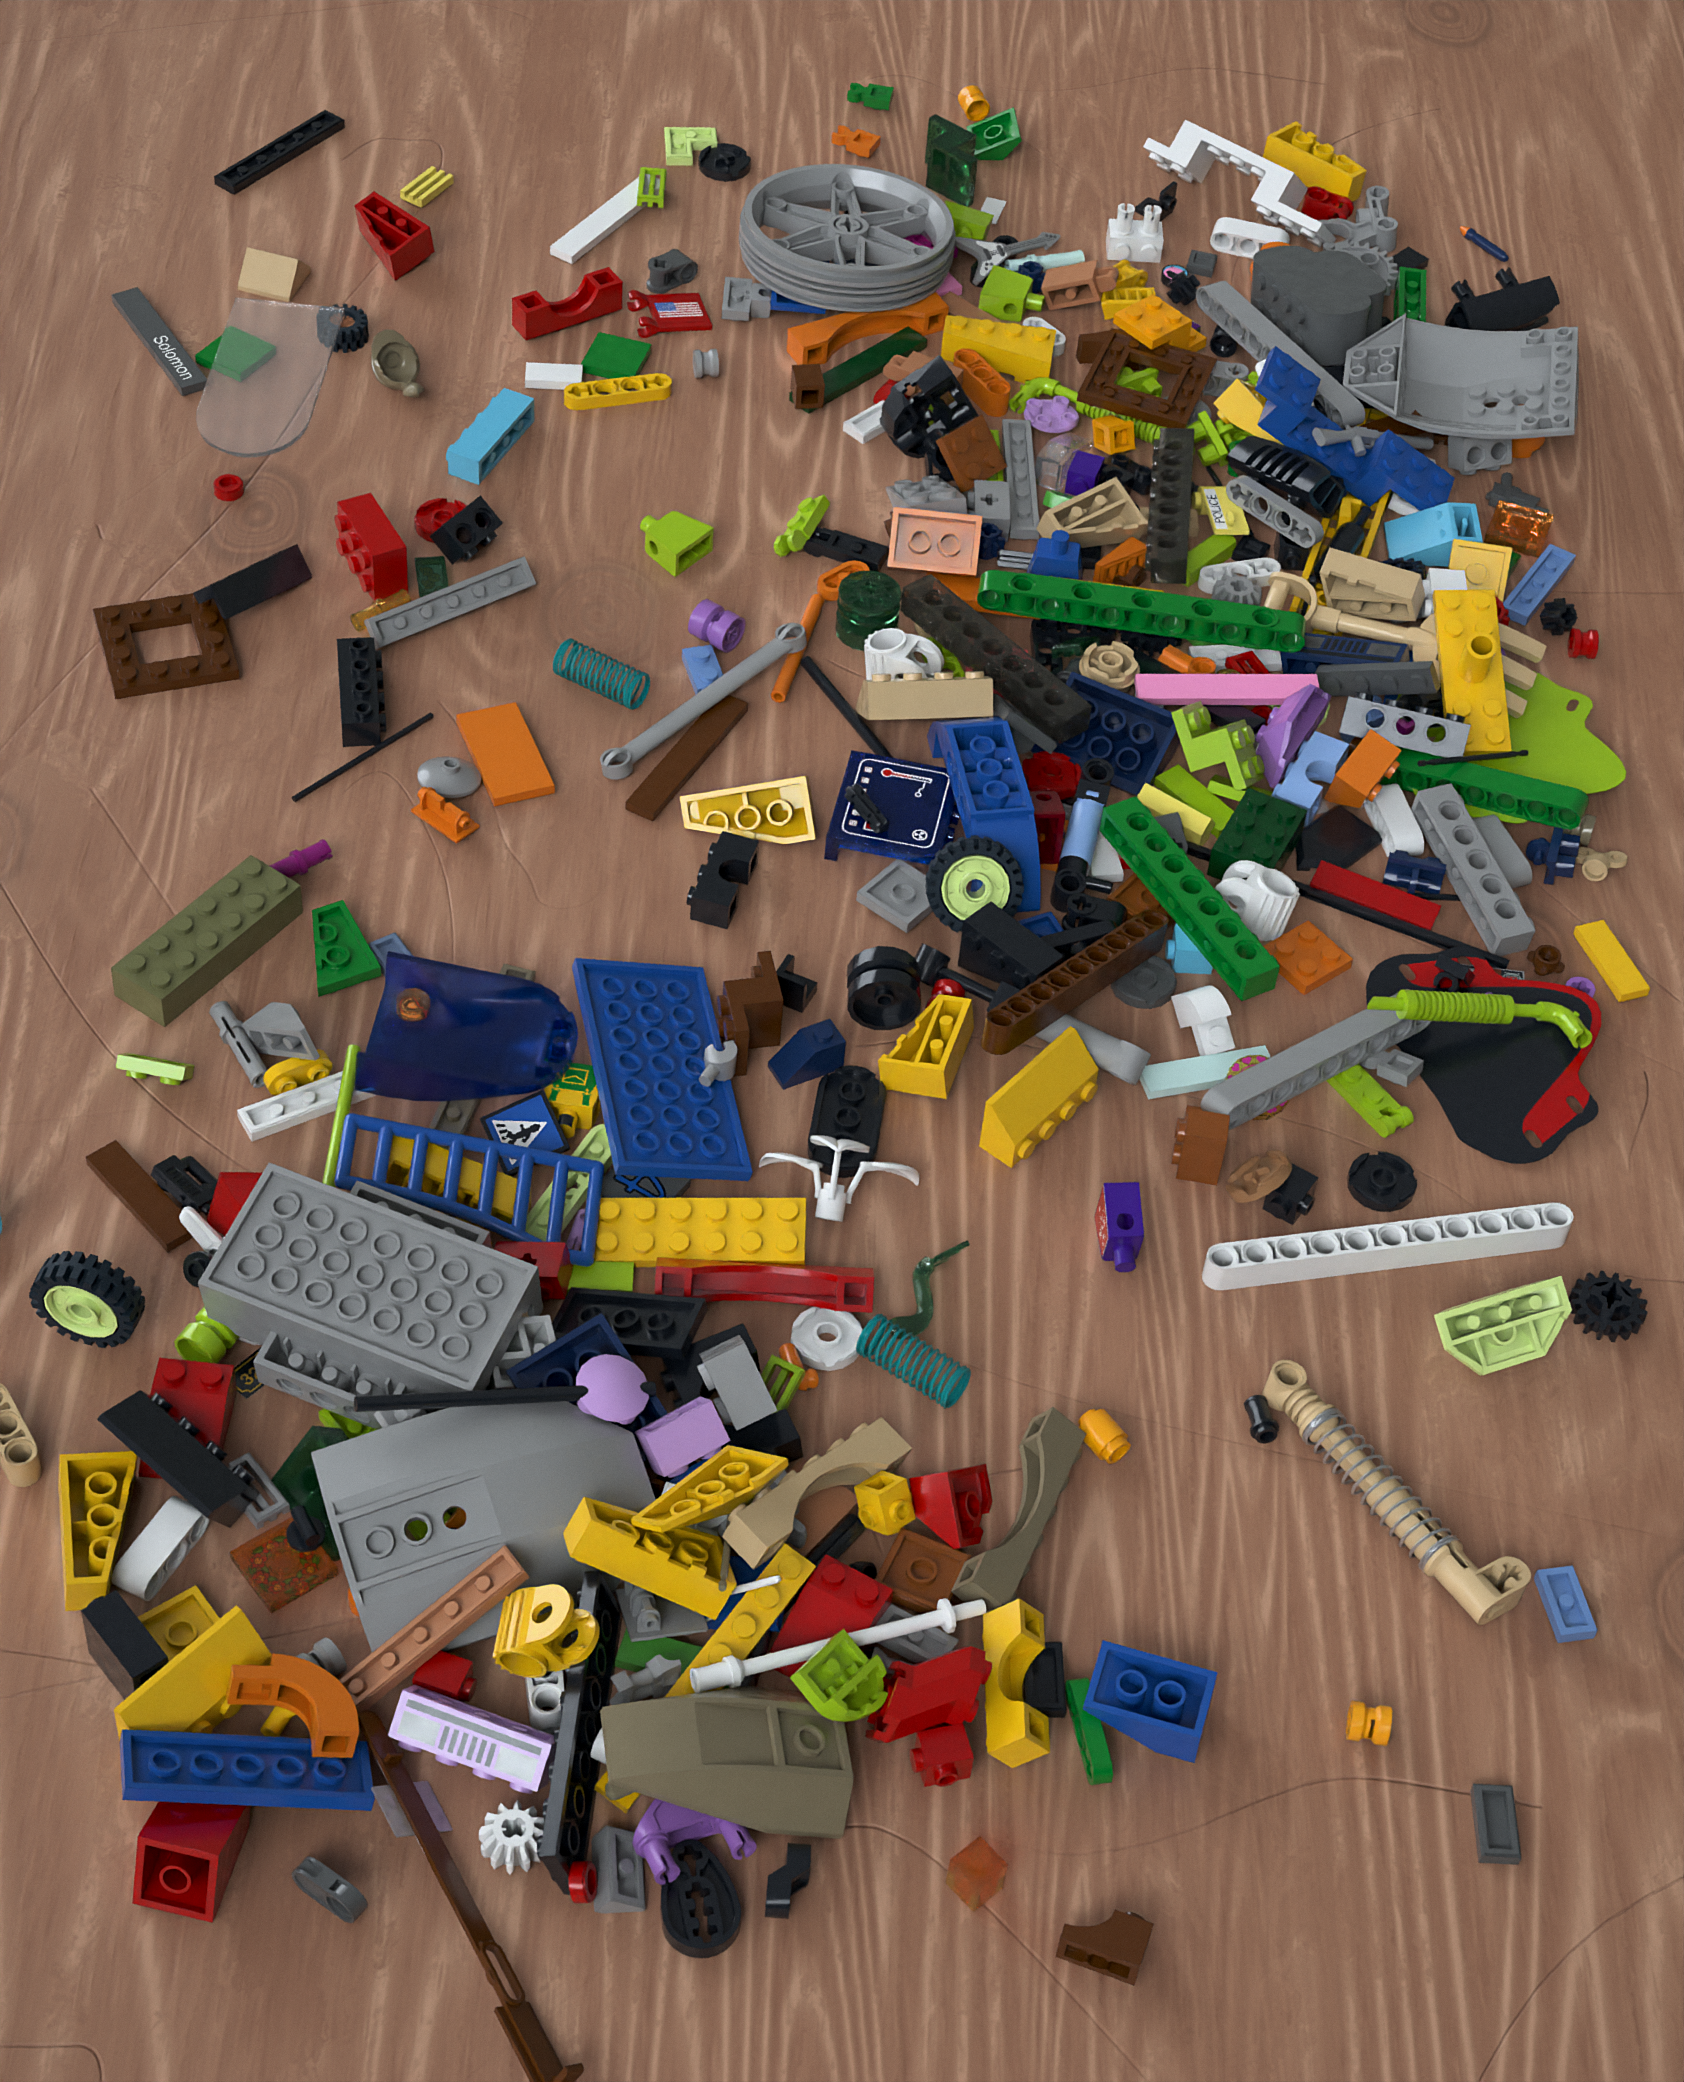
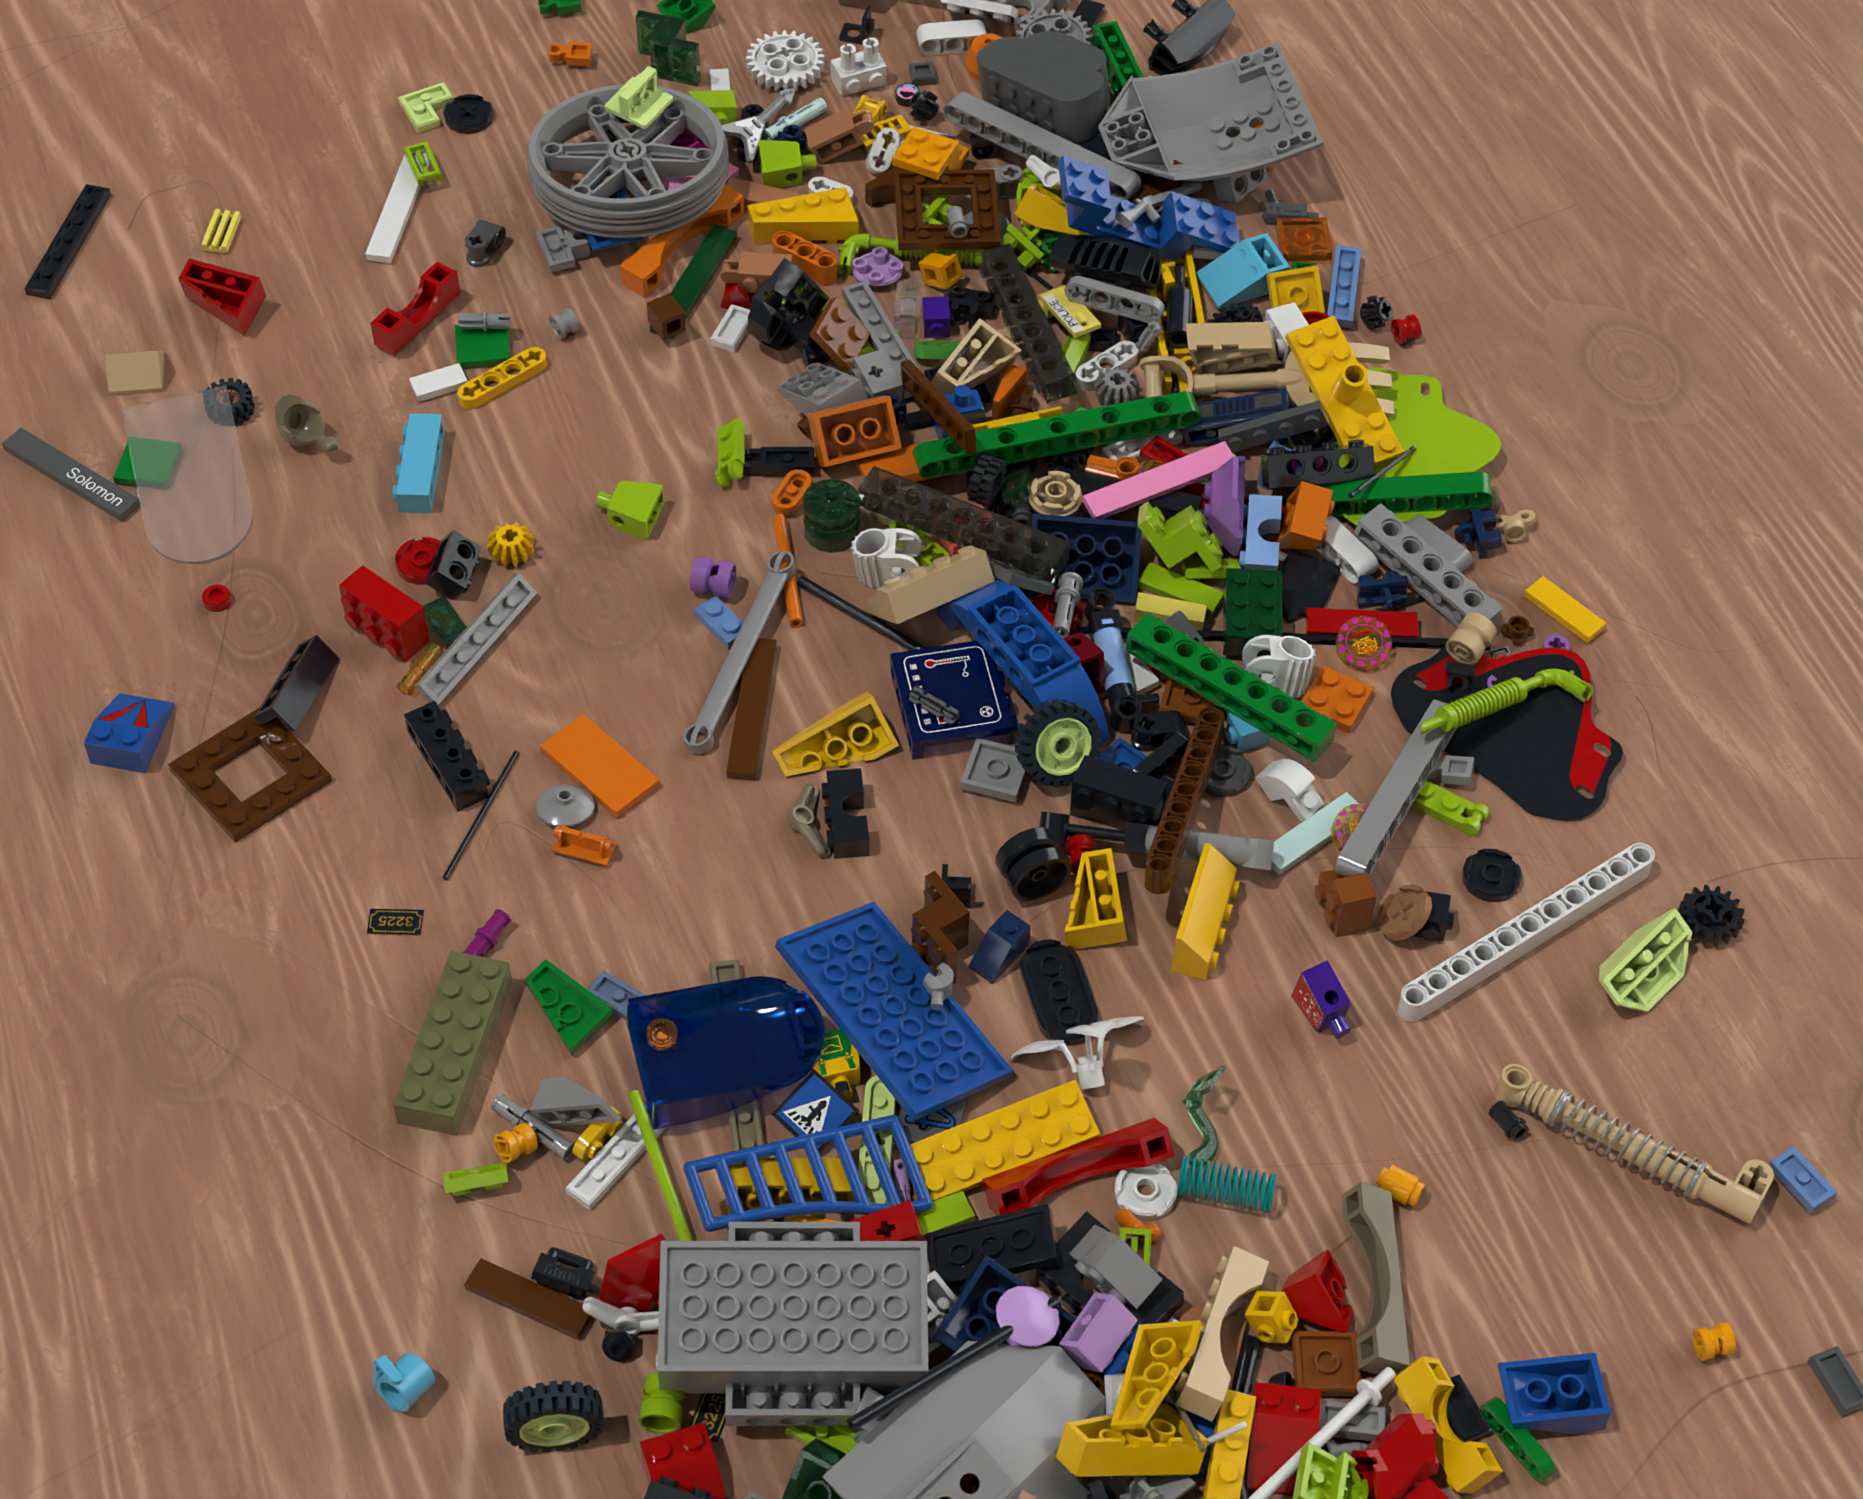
camera: 20 degrees left, 5 degrees up
(71, 570) = (127, 732): none -> blue slope
(212, 1049) = (515, 1142): none -> light orange wheel
(223, 820) = (395, 921): none -> black sticker
(535, 533) = (510, 544): none -> yellow gear
(569, 665) = (679, 659): teal piece -> none
(627, 335) = (484, 321): none -> light grey axle
(669, 312) = (506, 281): red flag -> none
(675, 870) = (802, 820): none -> dark tan piece
(884, 182) = (640, 99): none -> yellowish green bracket
(1028, 543) = (938, 407): none -> reddish brown tile
(1041, 780) = (1066, 598): none -> light grey pin
(1042, 628) = (986, 480): none -> black tyre
(1065, 209) = (785, 60): none -> white gear
(1112, 308) = (877, 148): none -> white beam
(1147, 392) = (958, 226): none -> light grey pin
(1296, 558) = (1148, 336): none -> light grey piece
(1365, 914) = (1363, 643): none -> clear yellow tile
(1483, 943) = (1471, 638): none -> tan wheel

